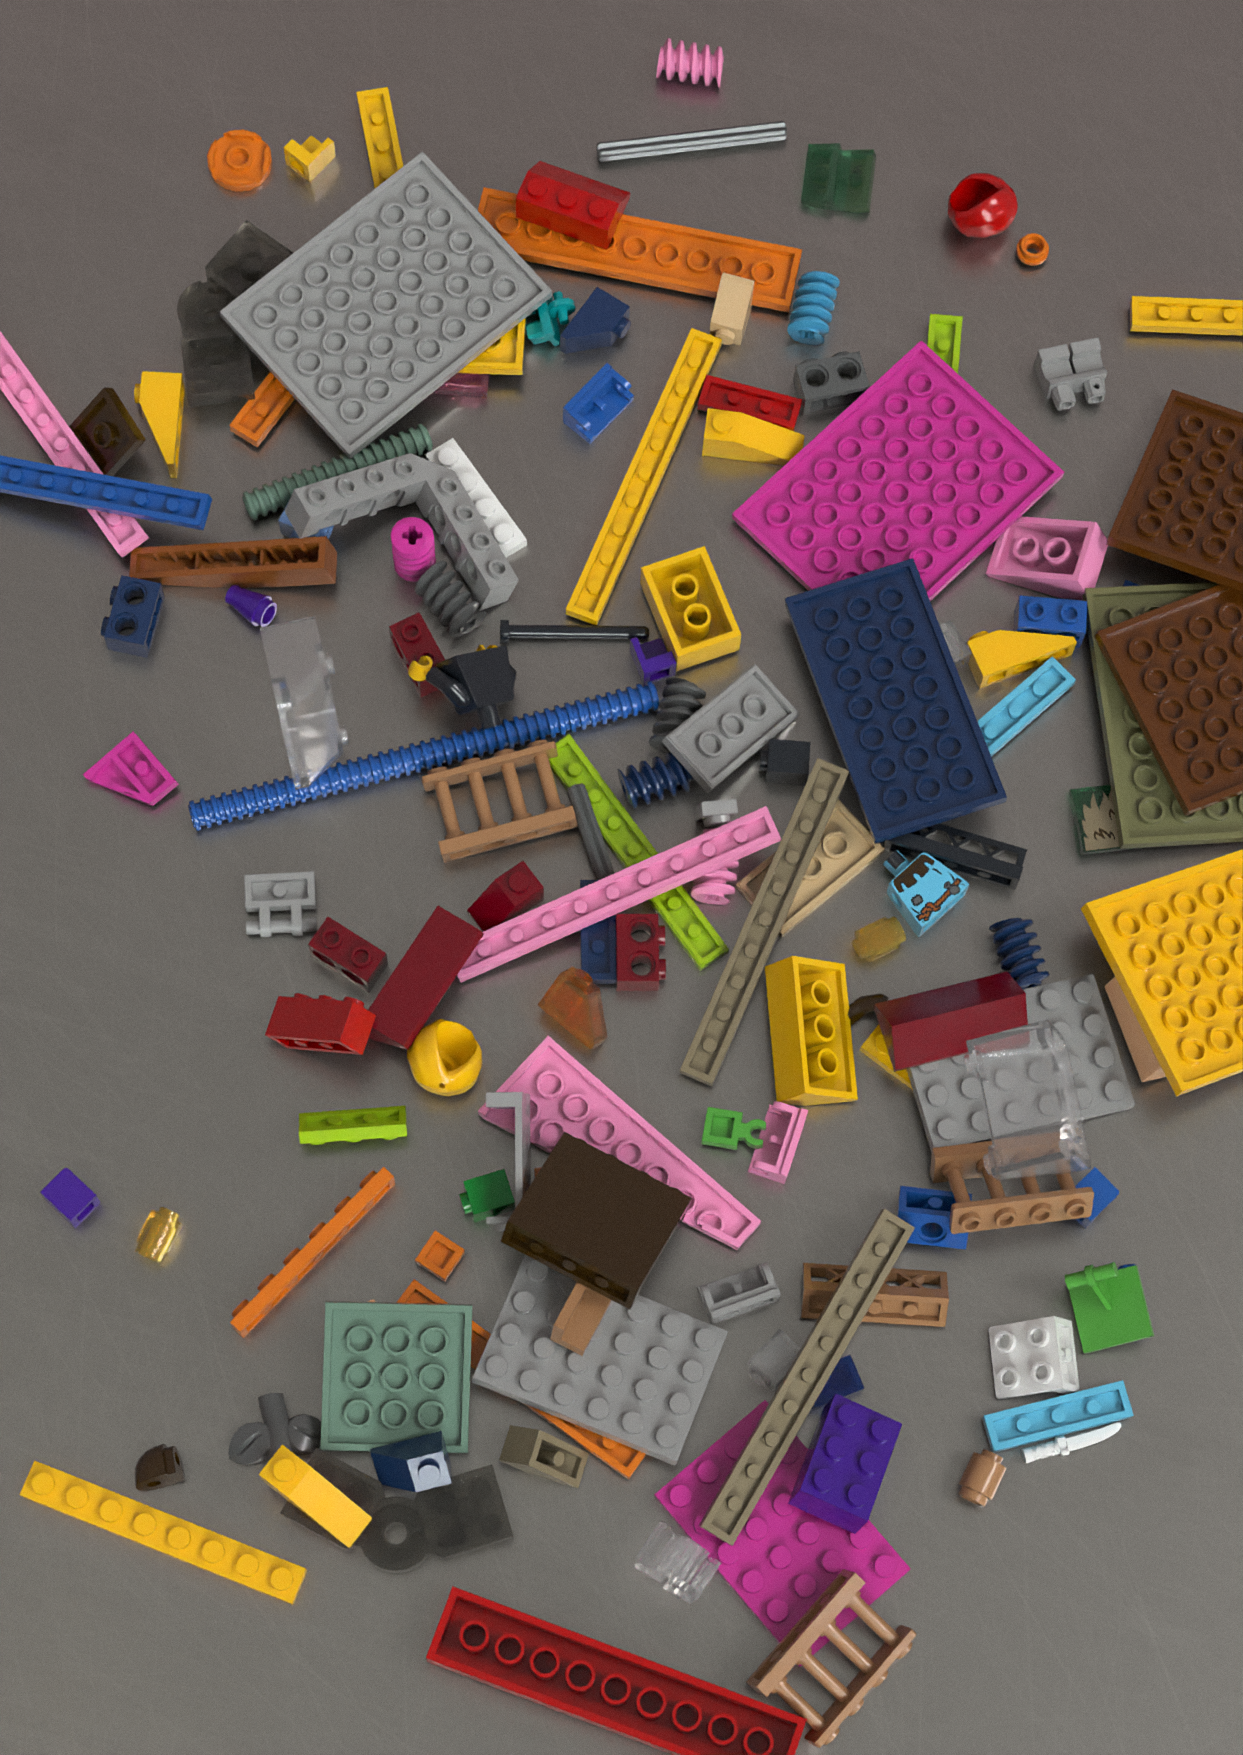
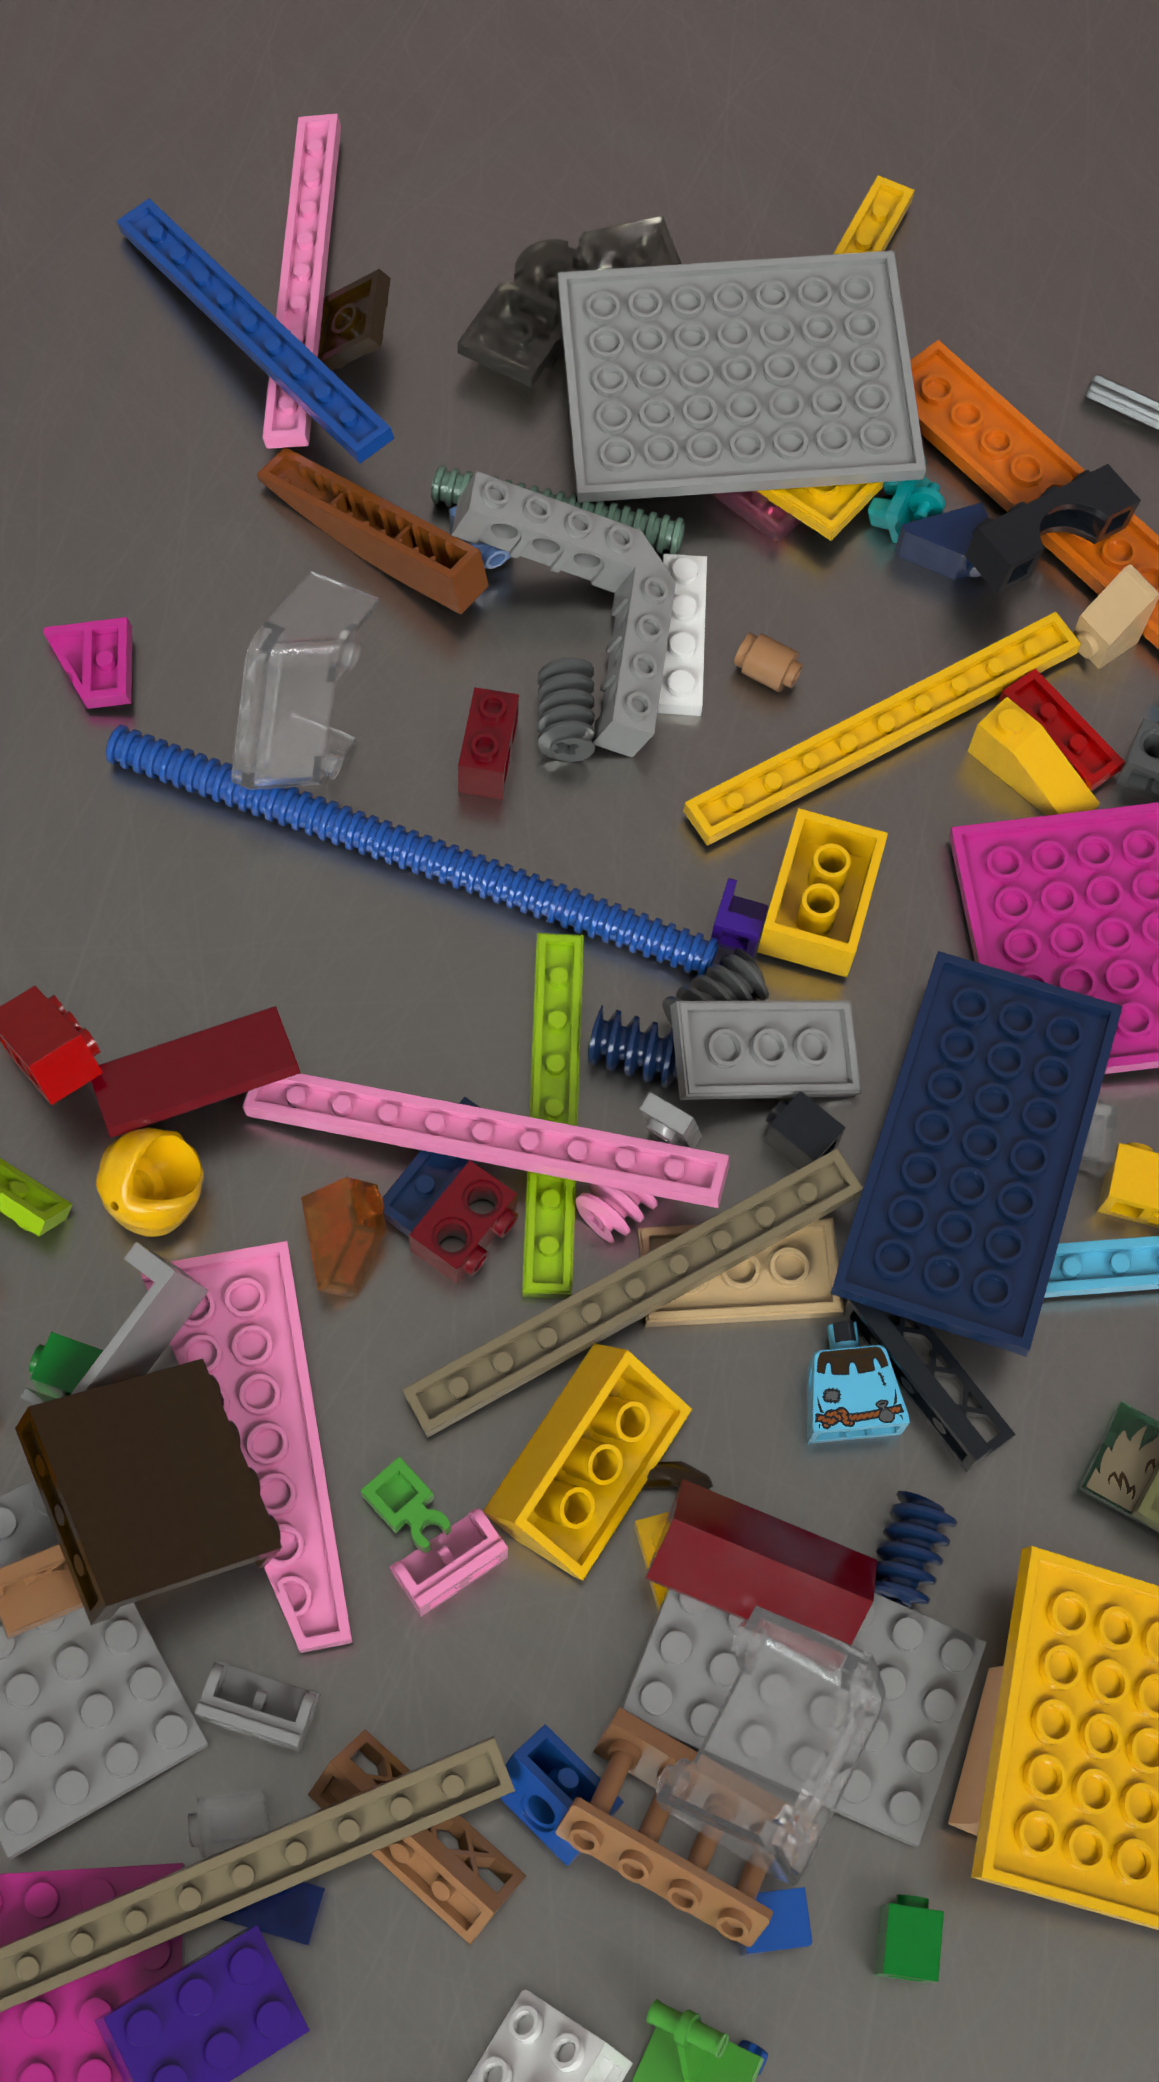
camera: 35 degrees right, 5 degrees down
(141, 617) = (231, 516): dark blue brick -> none
(162, 408) = (425, 346): yellow slope -> none
(239, 160) = (708, 170): orange tile -> none
(253, 606) = (357, 573): dark purple cone -> none
(263, 412) = (528, 408): orange plate -> none
(278, 893) = (134, 882): light grey plate -> none
(309, 157) = (781, 211): yellow panel -> none
(348, 954) = (146, 993): dark red brick -> none
(412, 548) = (567, 623): dark pink piece -> none
(472, 681) = (514, 800): black torso -> none
(507, 897) = (370, 1057): dark red slope -> none
(523, 824) = (450, 994): medium nougat fence -> none
(545, 482) = (768, 662): none -> medium nougat brick
(570, 632) = (605, 786): black bar -> none
(571, 204) = (1016, 407): red slope -> none
(590, 831) = (520, 1050): dark grey axle -> none
(597, 403) = (891, 621): blue hinge -> none
(665, 246) = (1089, 506): none -> black arch
(878, 938) = (754, 1409): clear yellow brick -> none
(1165, 1155) = (909, 1940): none -> green brick

